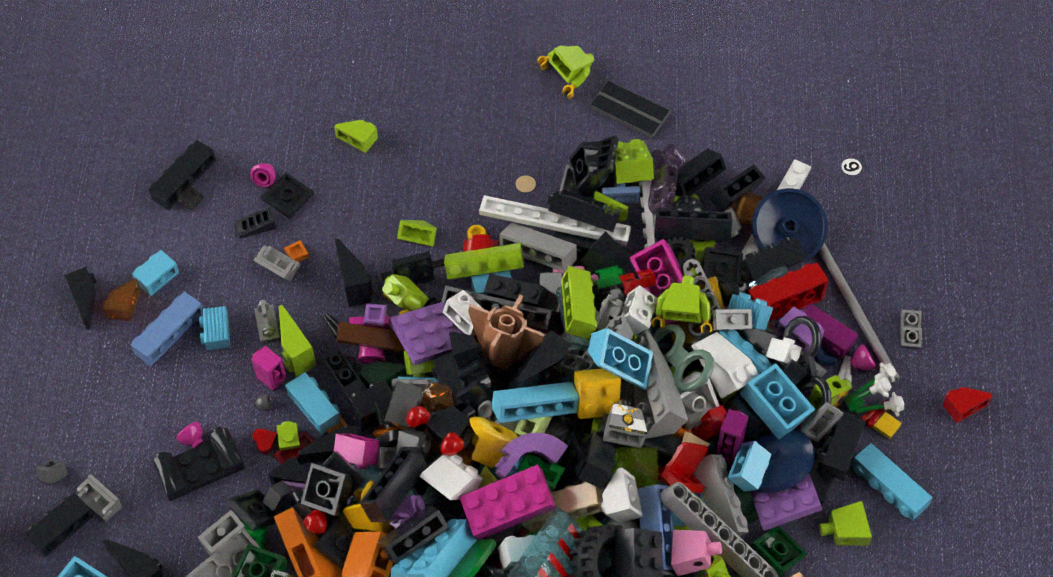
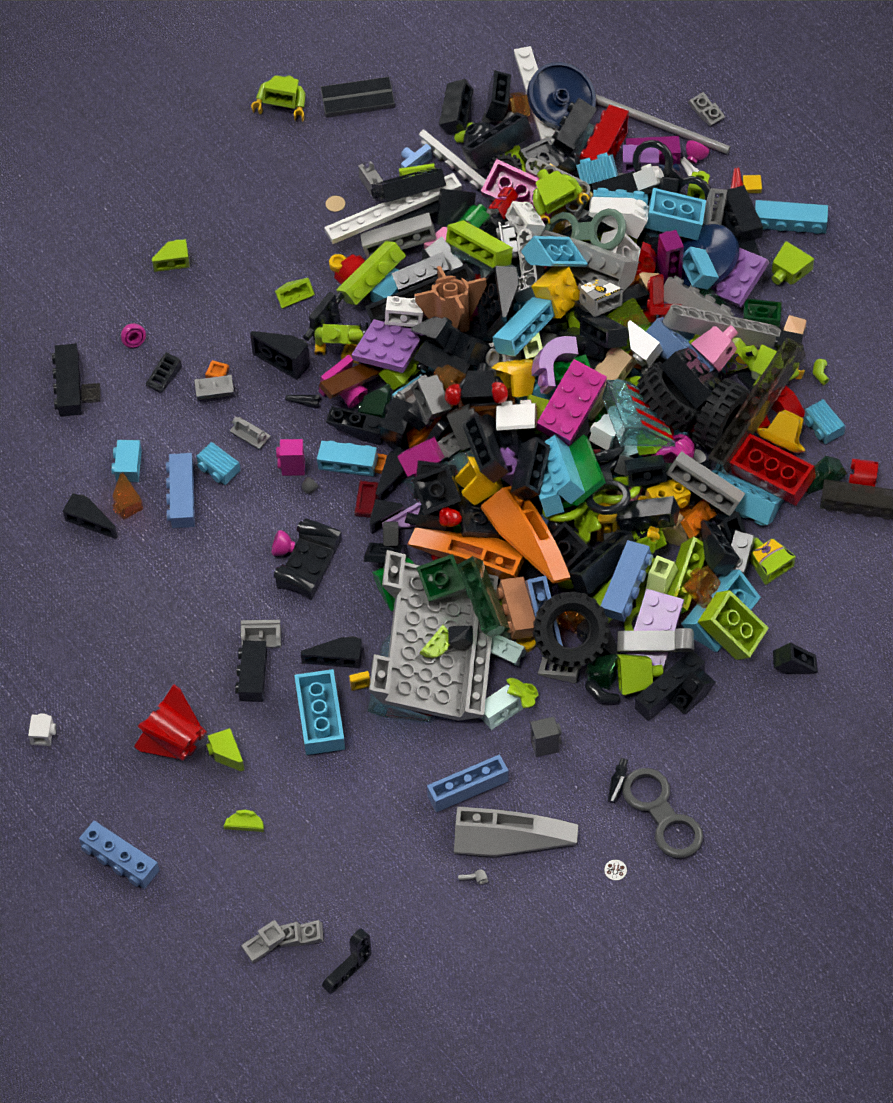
camera: 40 degrees left, 0 degrees up
(51, 471) = (204, 645): dark grey slope -> none
(264, 440) = (337, 509): red tile -> none
(287, 195) = (165, 337): black tile -> none
(288, 435) = (353, 491): lime bracket -> none
(296, 348) = (290, 425): lime slope -> none
(374, 314) = (339, 360): medium lavender tile -> none
(593, 163) = (383, 148): black slope -> none
(633, 162) = (404, 129): lime brick -> none
(665, 177) = (440, 123): clear purple piece -> none
(732, 319) = (595, 180): light grey plate -> none
(851, 166) = (557, 27): white sticker -> none
(881, 386) = (731, 155): white plant -> none
(965, 402) = (788, 131): red slope -> none

